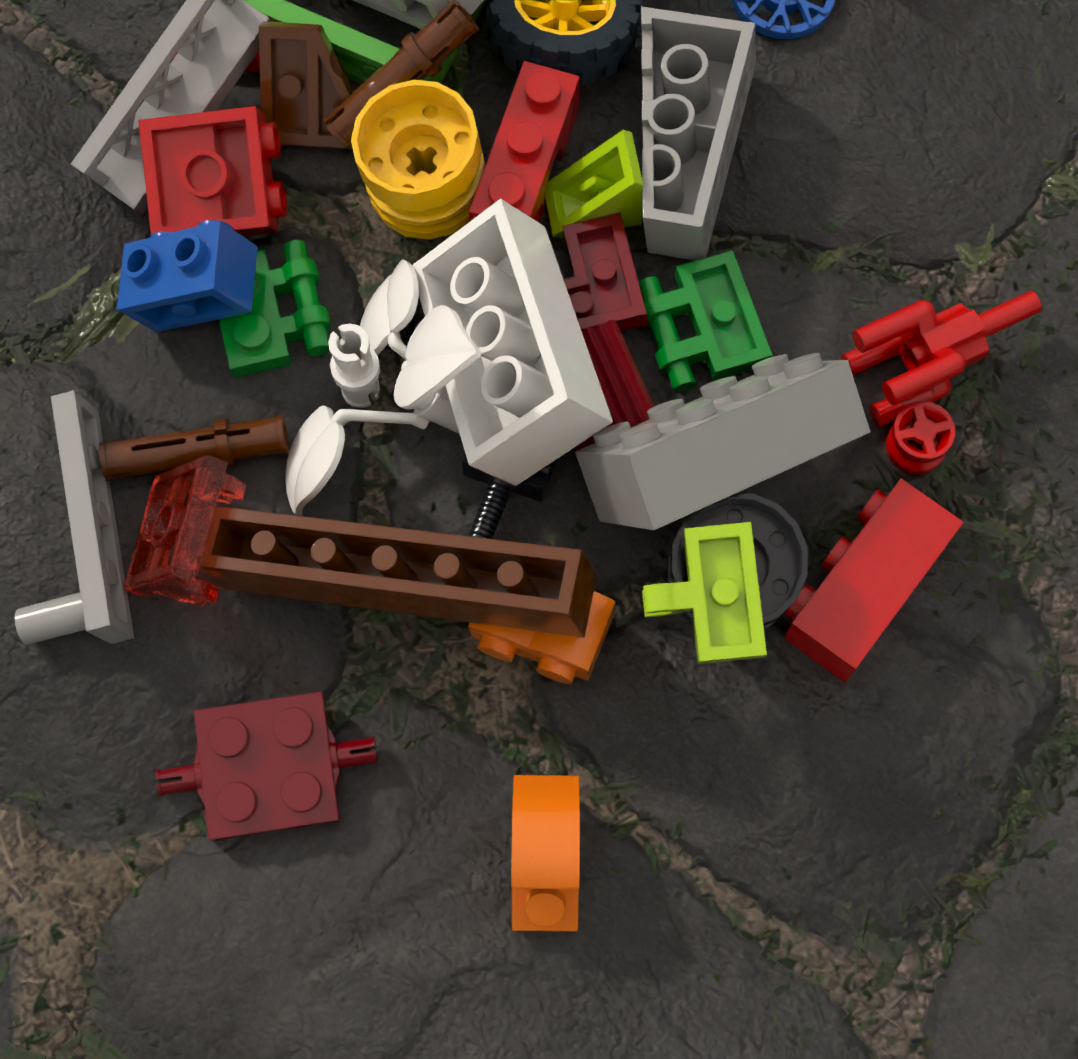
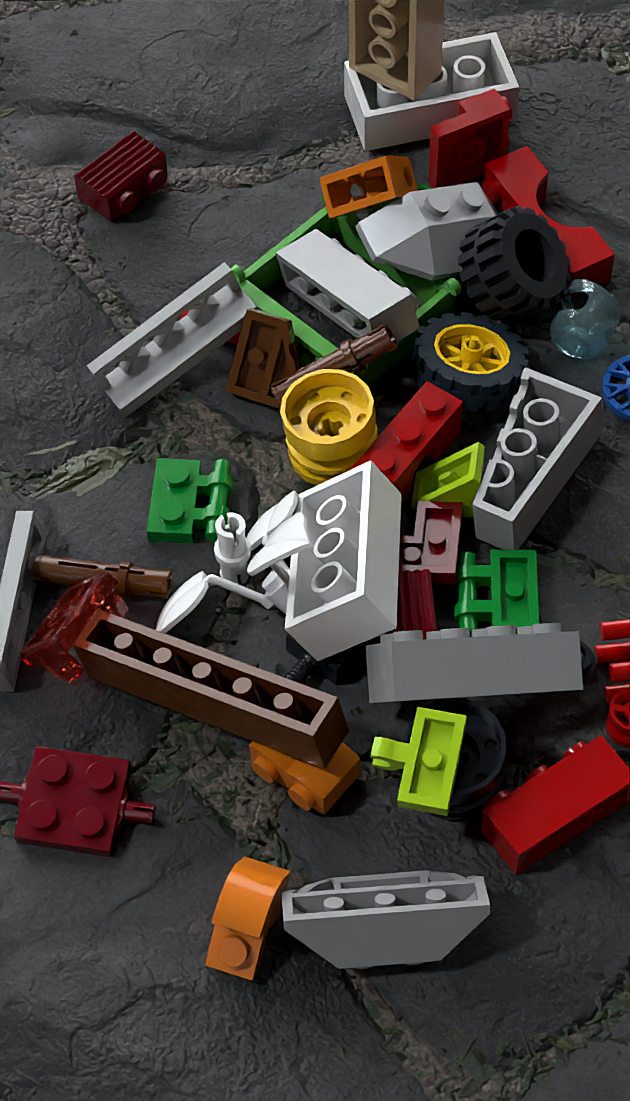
camera: 20 degrees right, 15 degrees down
(187, 276) = (138, 460): blue brick -> none
(212, 170) = (181, 400): red plate -> none
(717, 795) = (385, 916): none -> light grey wedge

